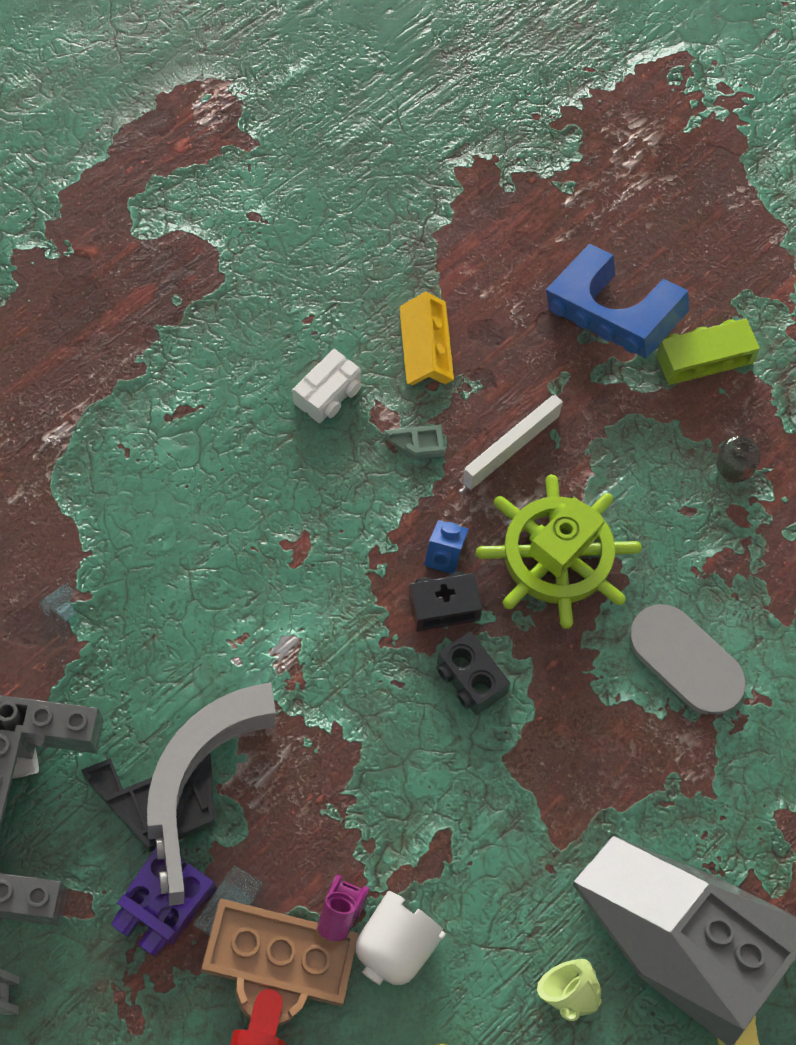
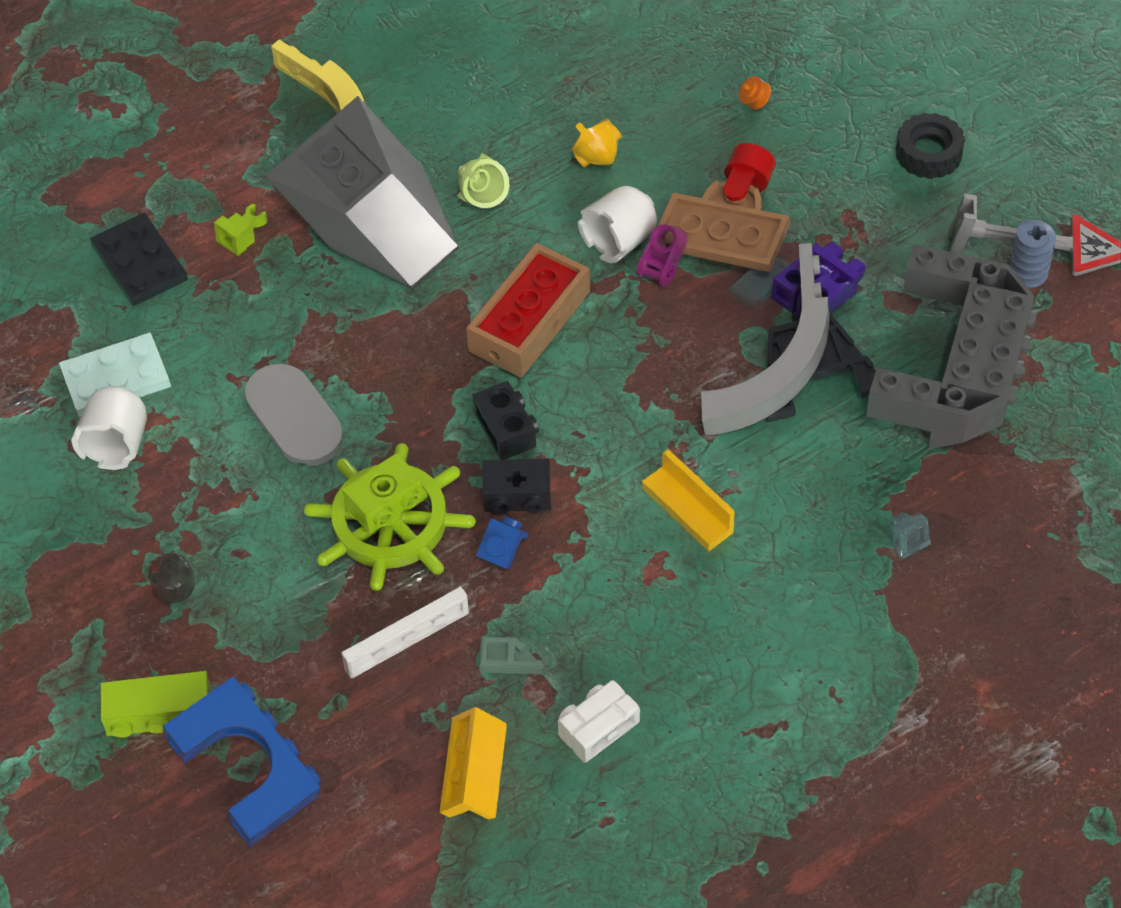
camera: 165 degrees left, 10 degrees down
(276, 611) = (690, 502): none -> yellow panel
(475, 805) = (528, 310): none -> brick

